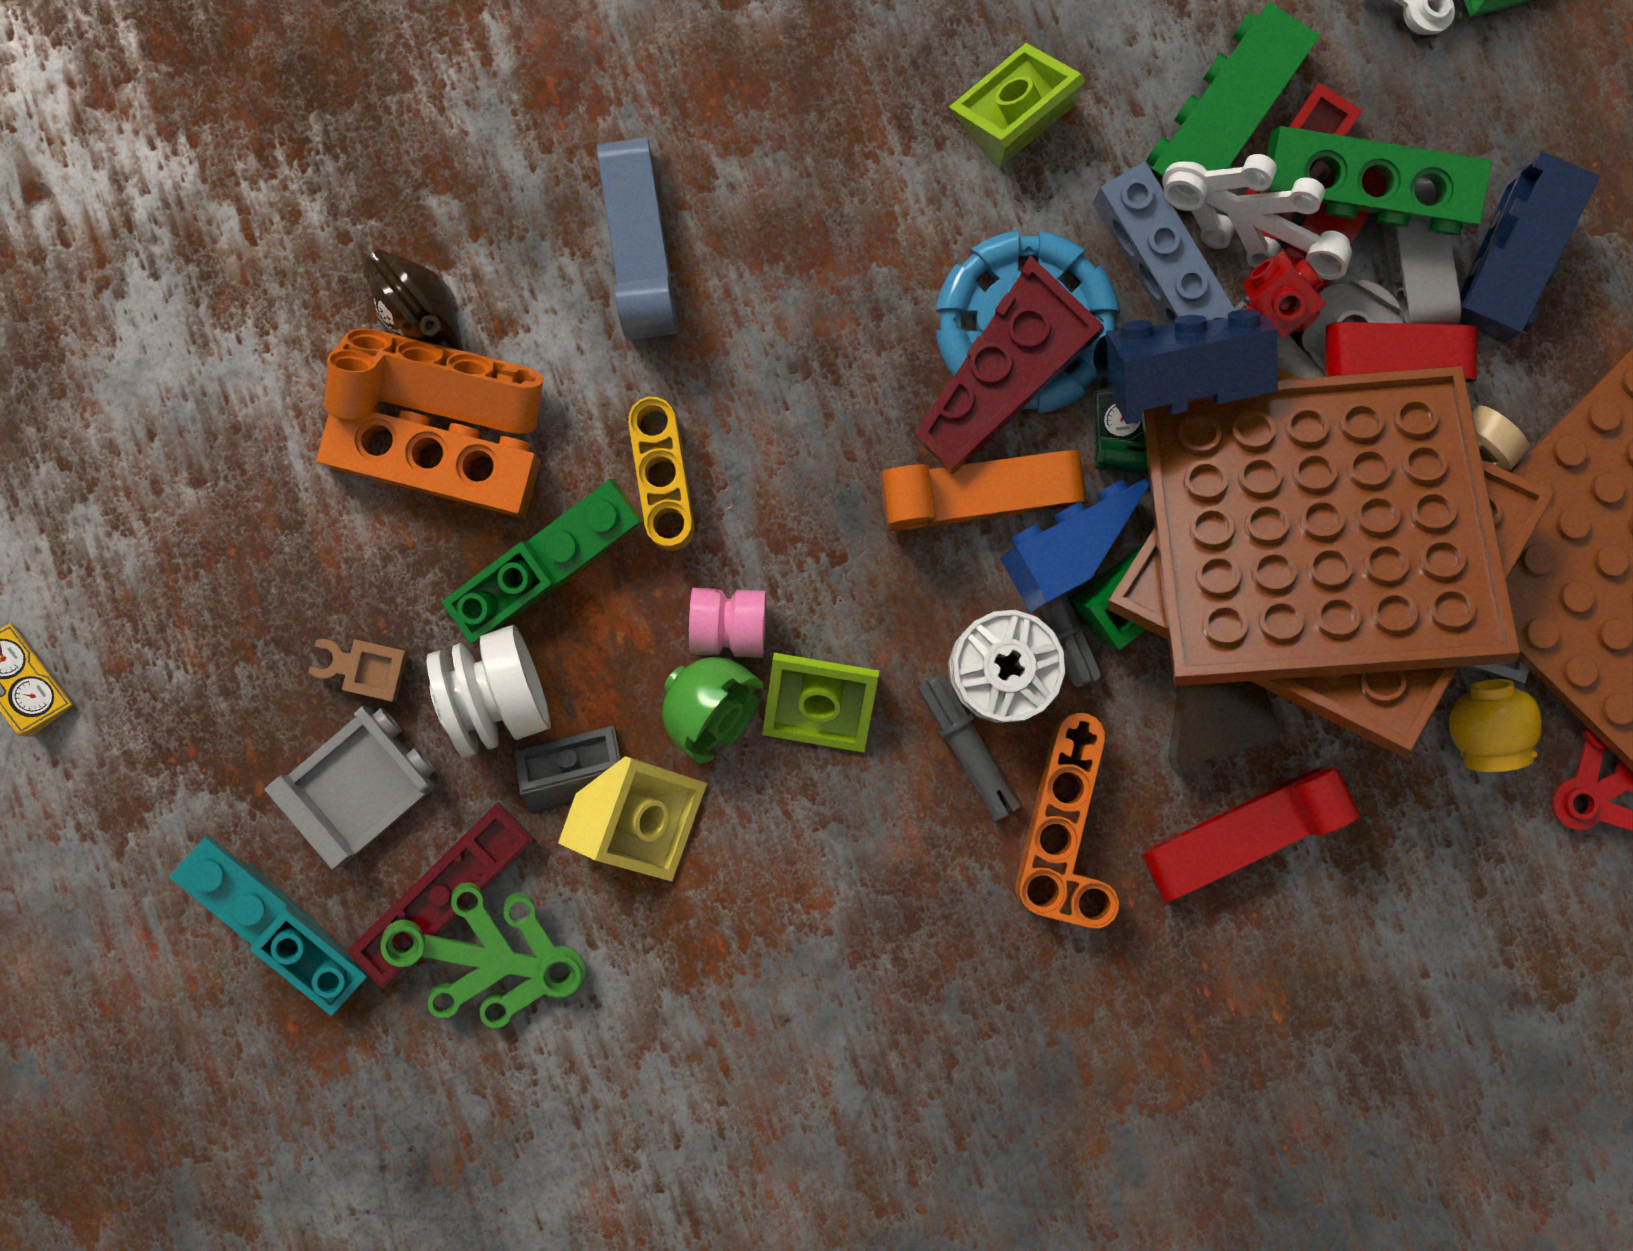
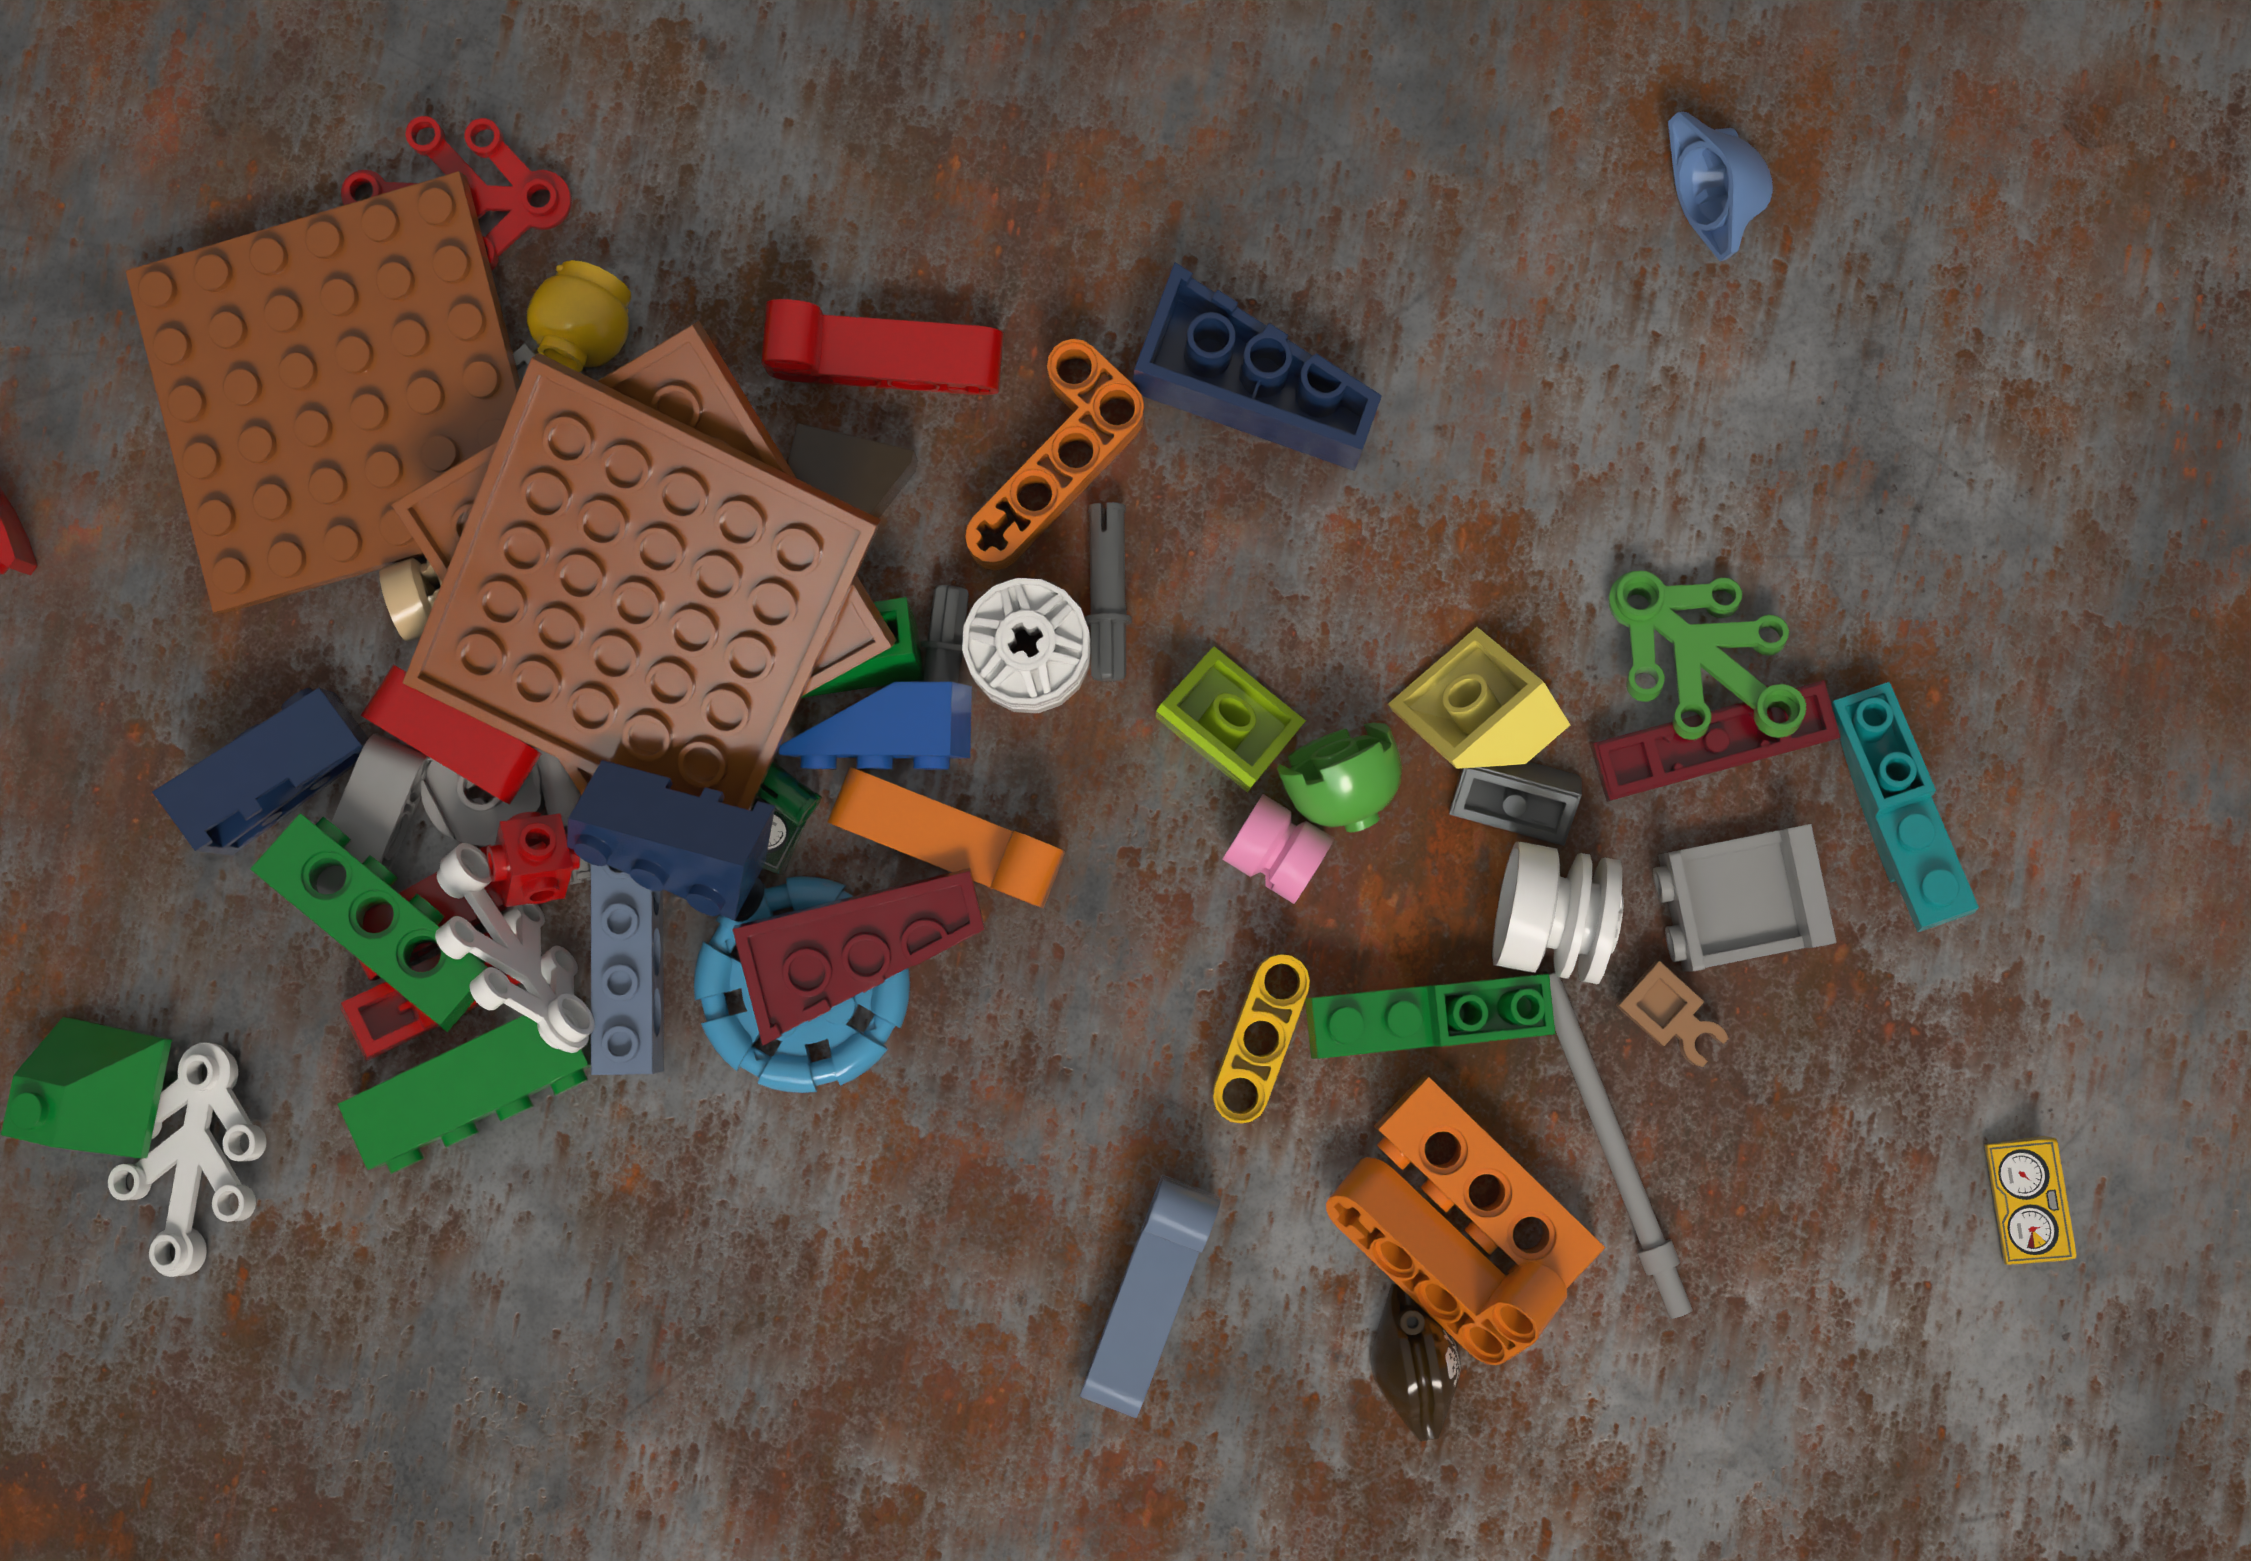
camera: 150 degrees left, 0 degrees up
(277, 484) = (1657, 1254): none -> light grey bar
(956, 974) = (1249, 376): none -> dark blue wedge
(1017, 102) = (681, 1219): lime slope -> none

